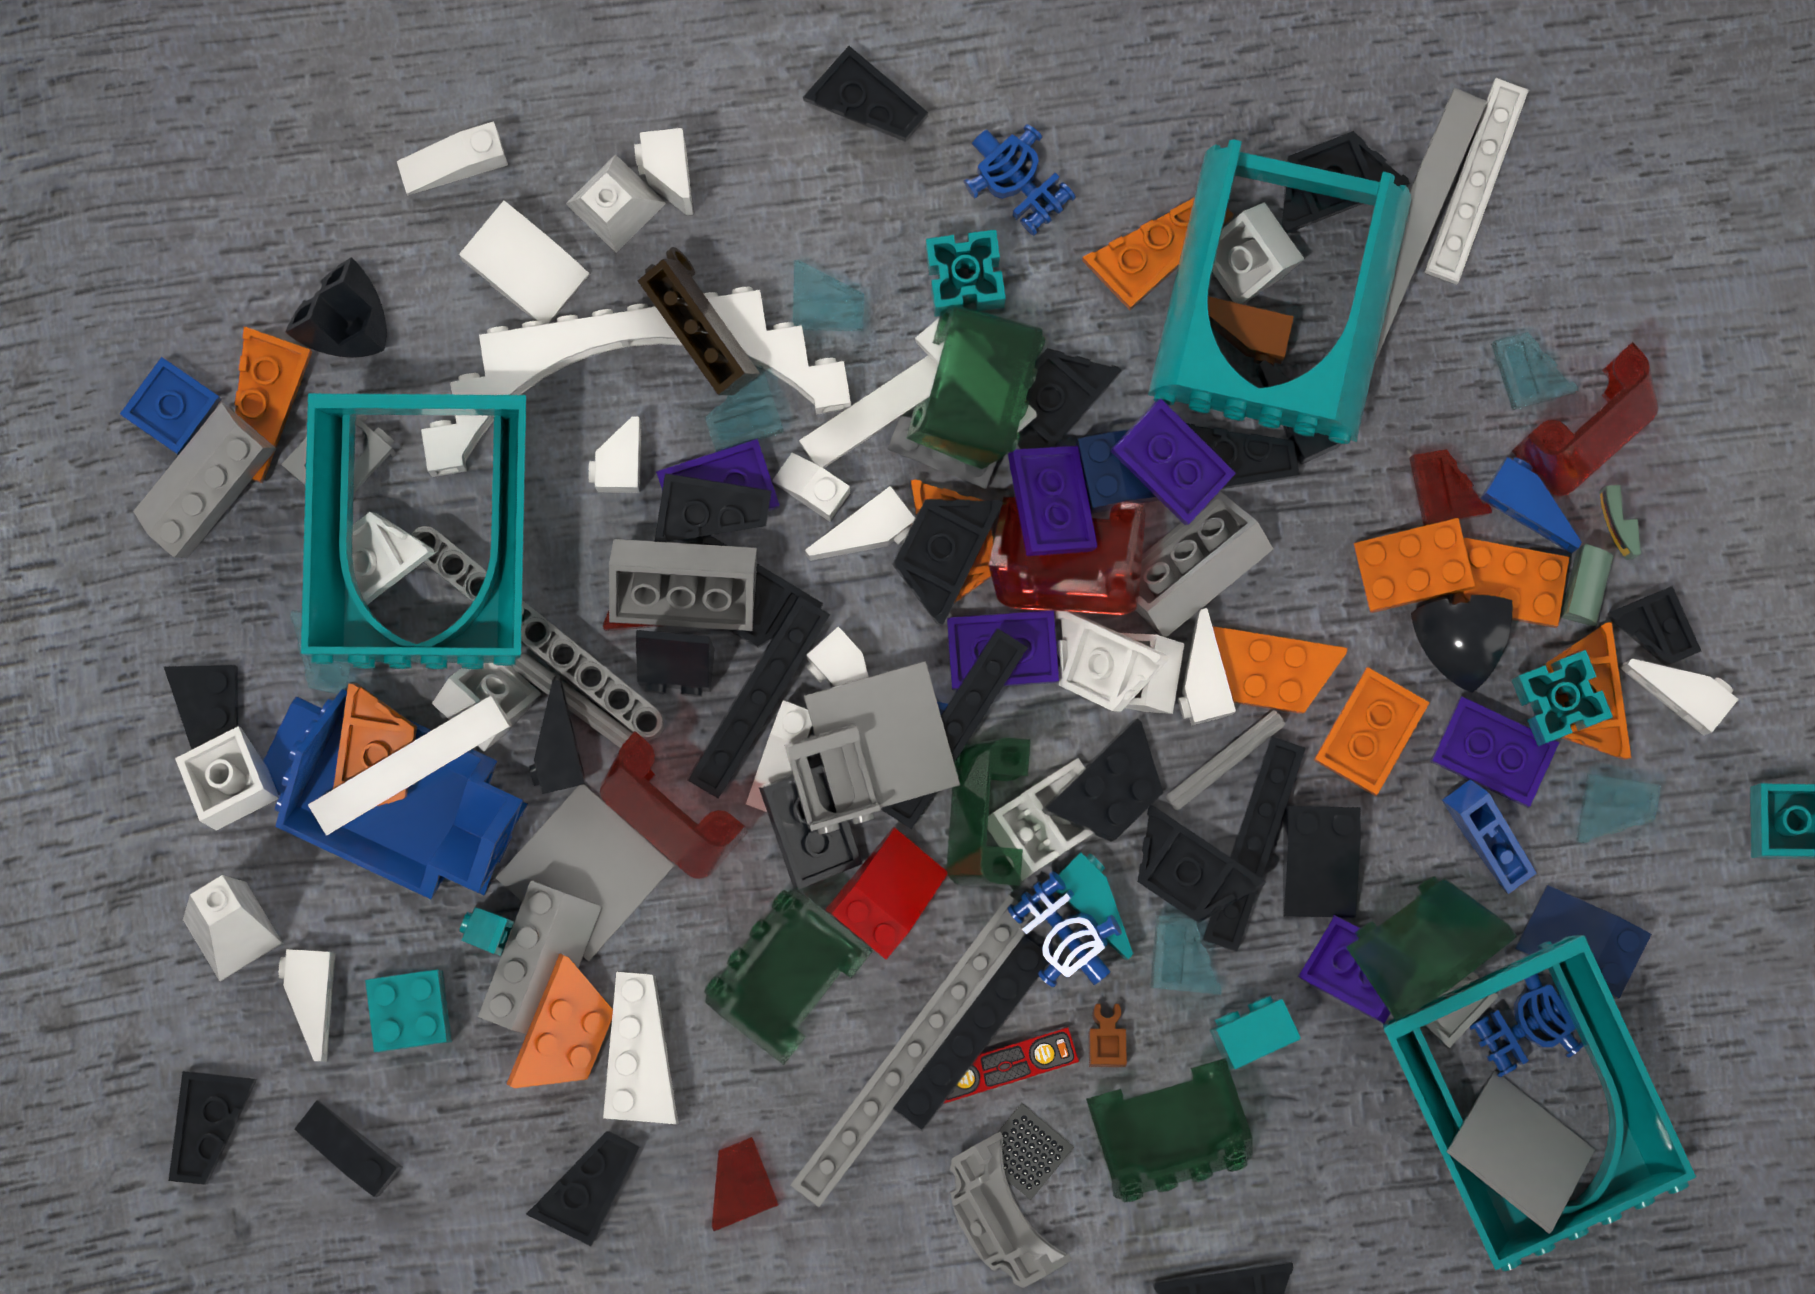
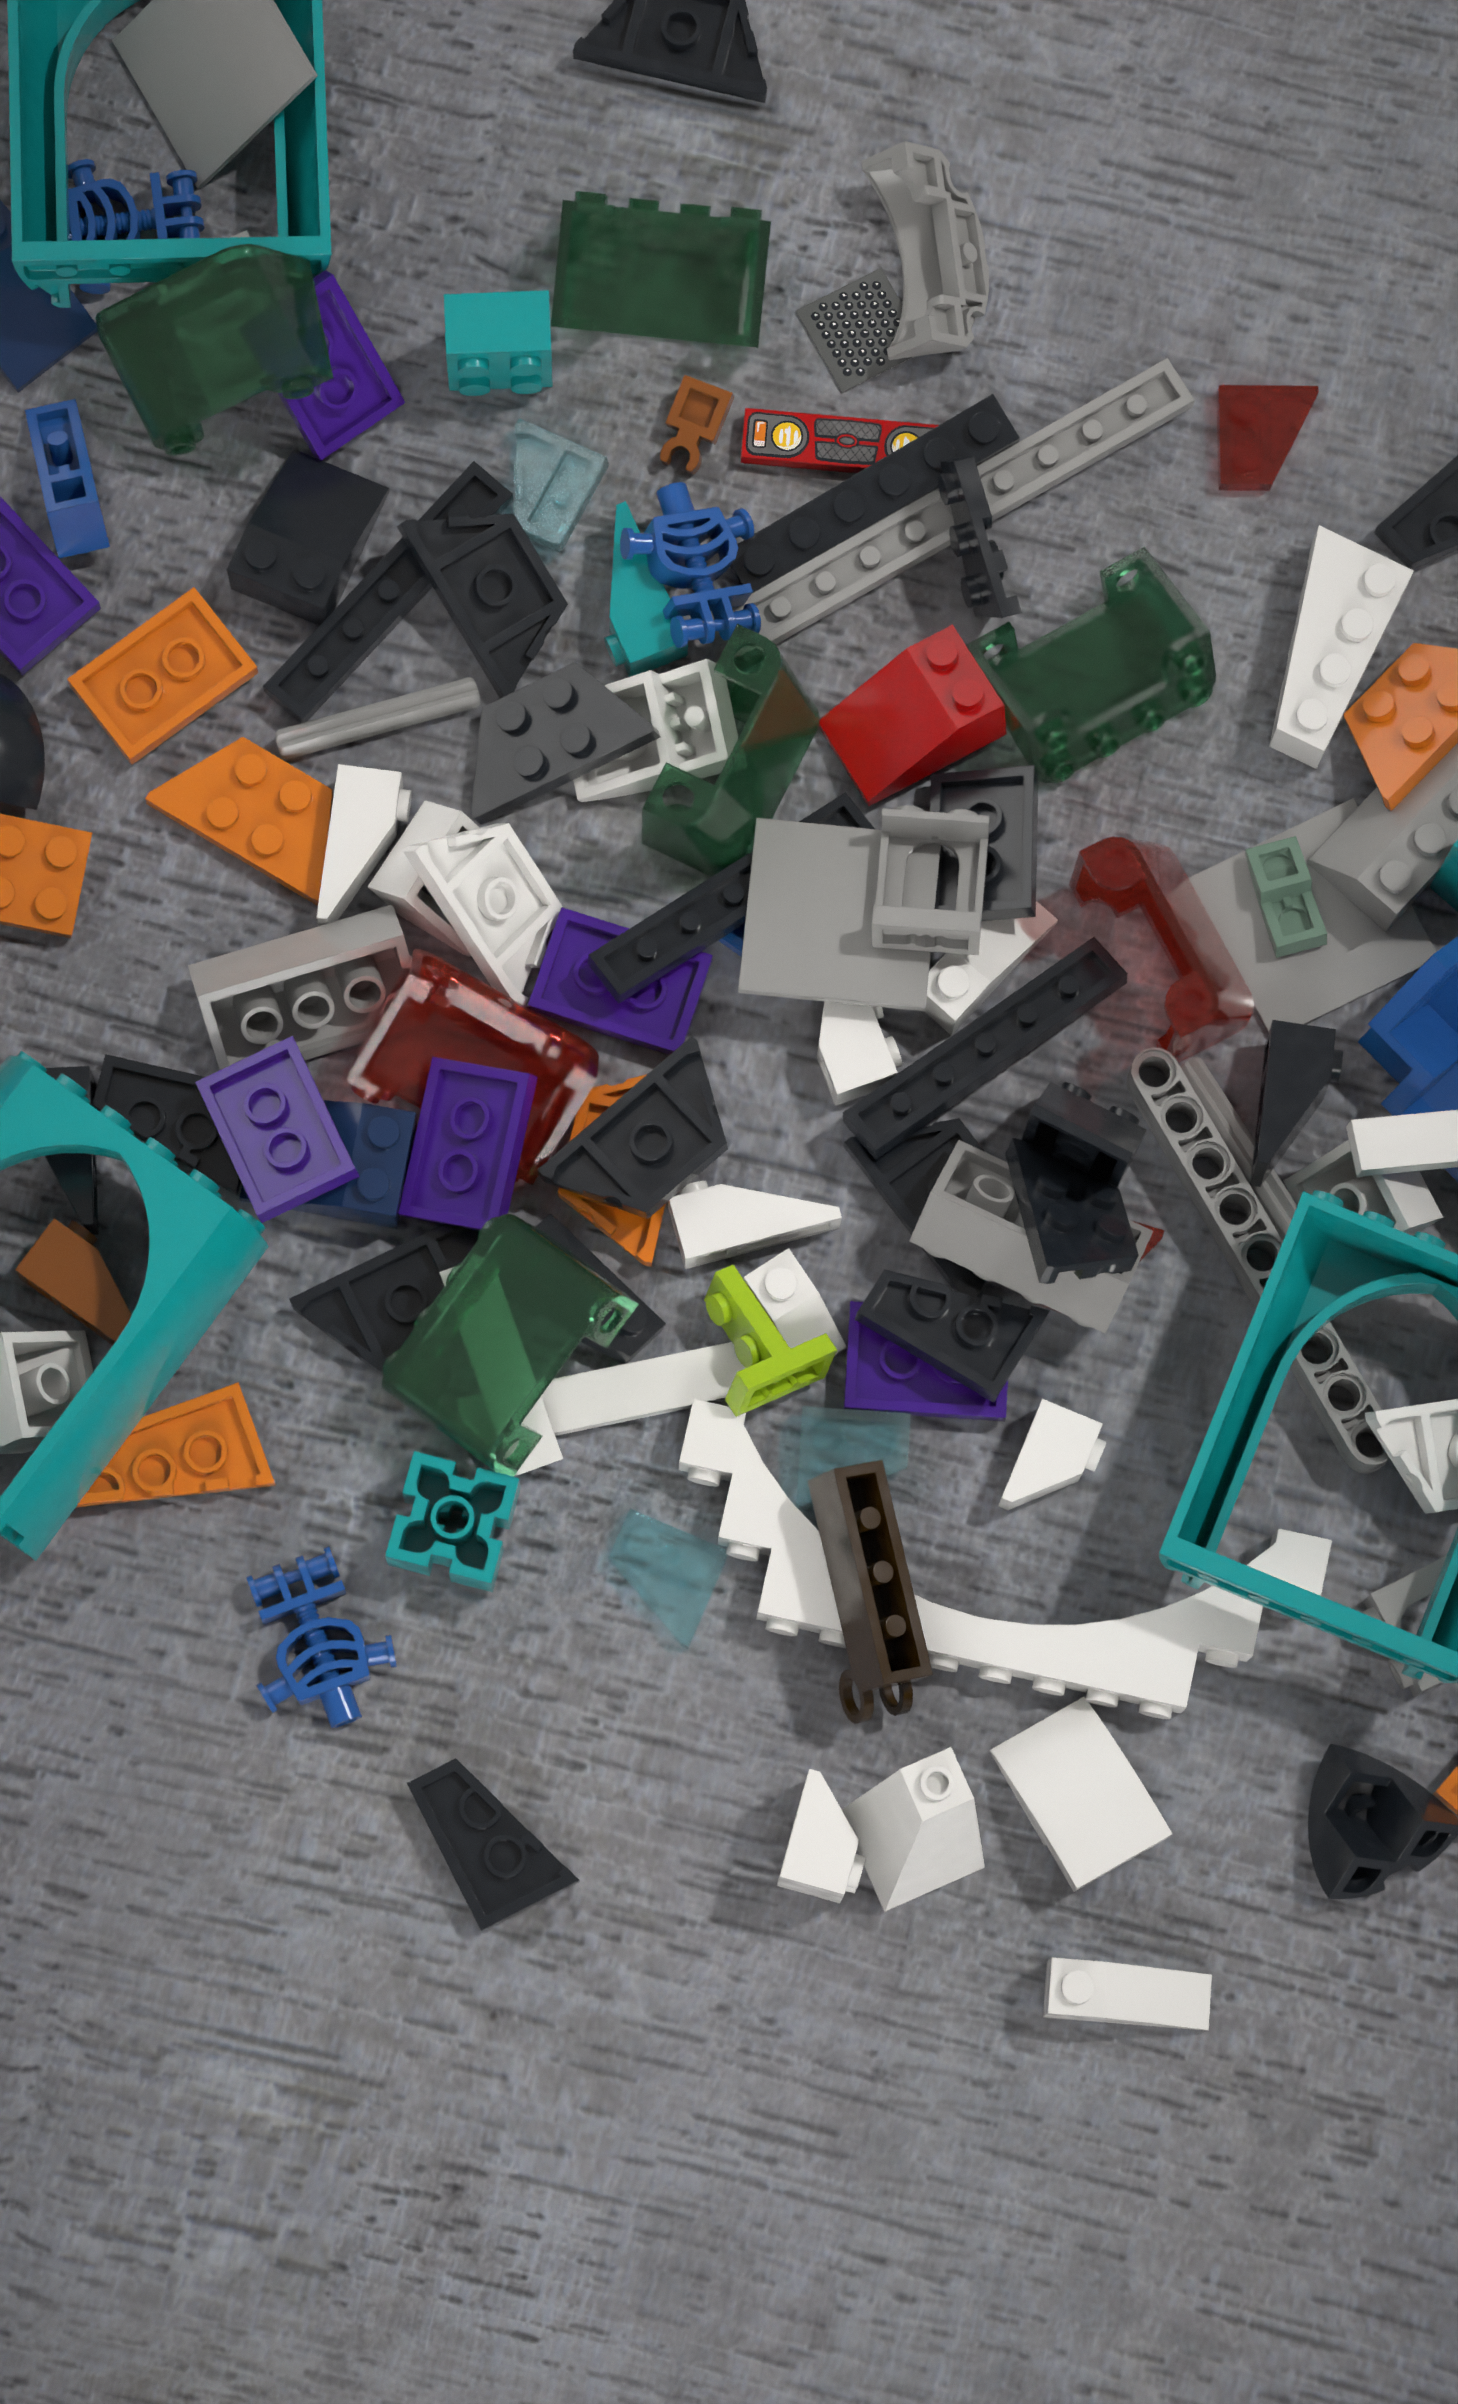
camera: 160 degrees left, 5 degrees down
(606, 875) = (1286, 896): none -> sand green slope
(660, 595) = (1069, 1216): none -> black wing
(823, 449) = (769, 1362): none -> lime bracket
(898, 1023) = (982, 560): none -> black wing

